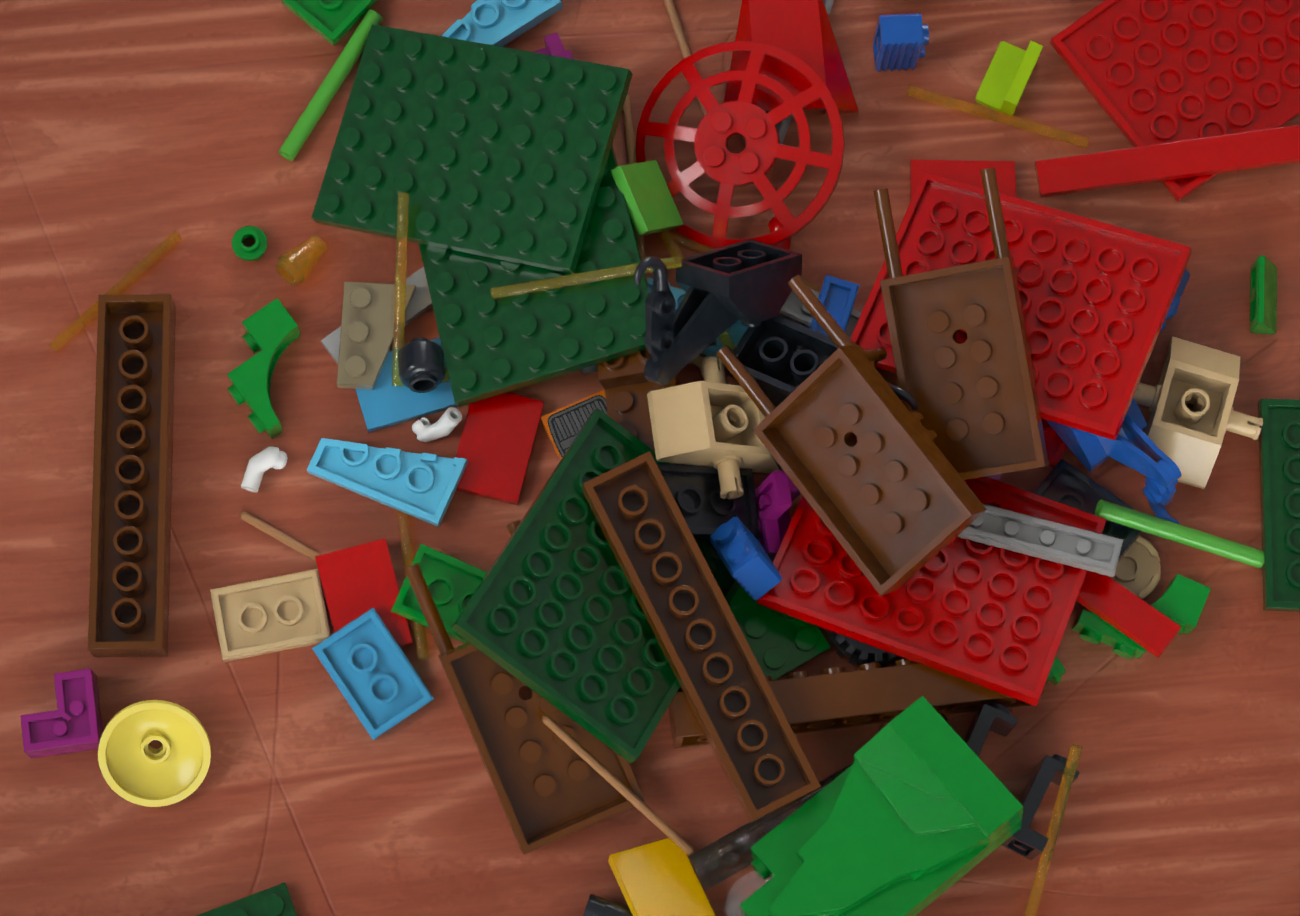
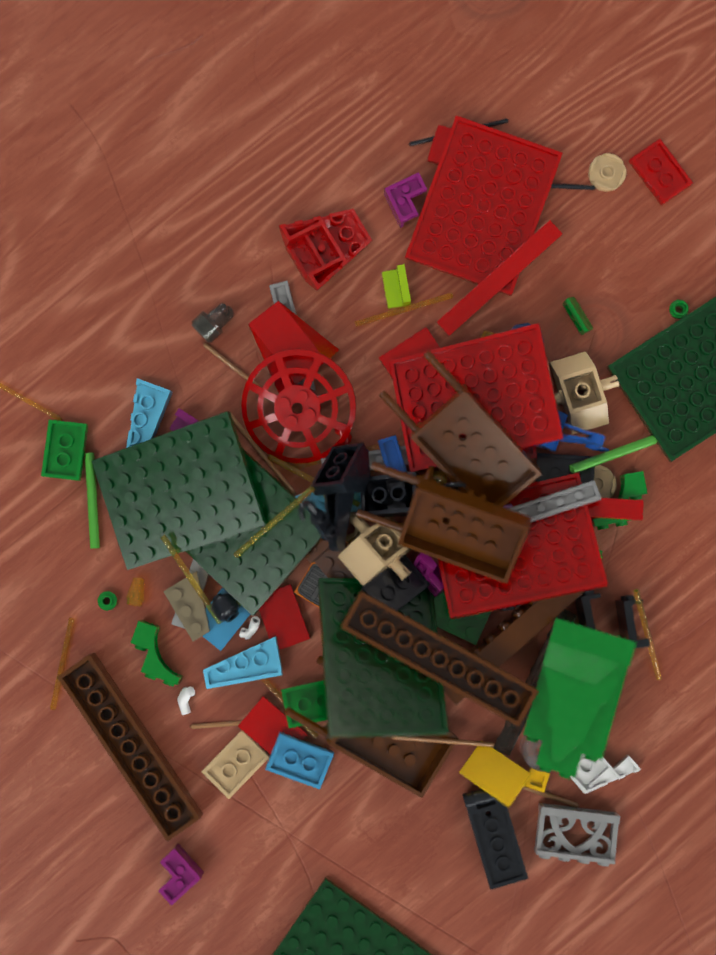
camera: 25 degrees left, 10 degrees up
(150, 774) = (232, 872): light yellow dish -> none
(647, 197) = (274, 461): bright green tile -> none
(745, 558) = (432, 603): blue brick -> none
(899, 41) = (337, 306): blue brick -> none

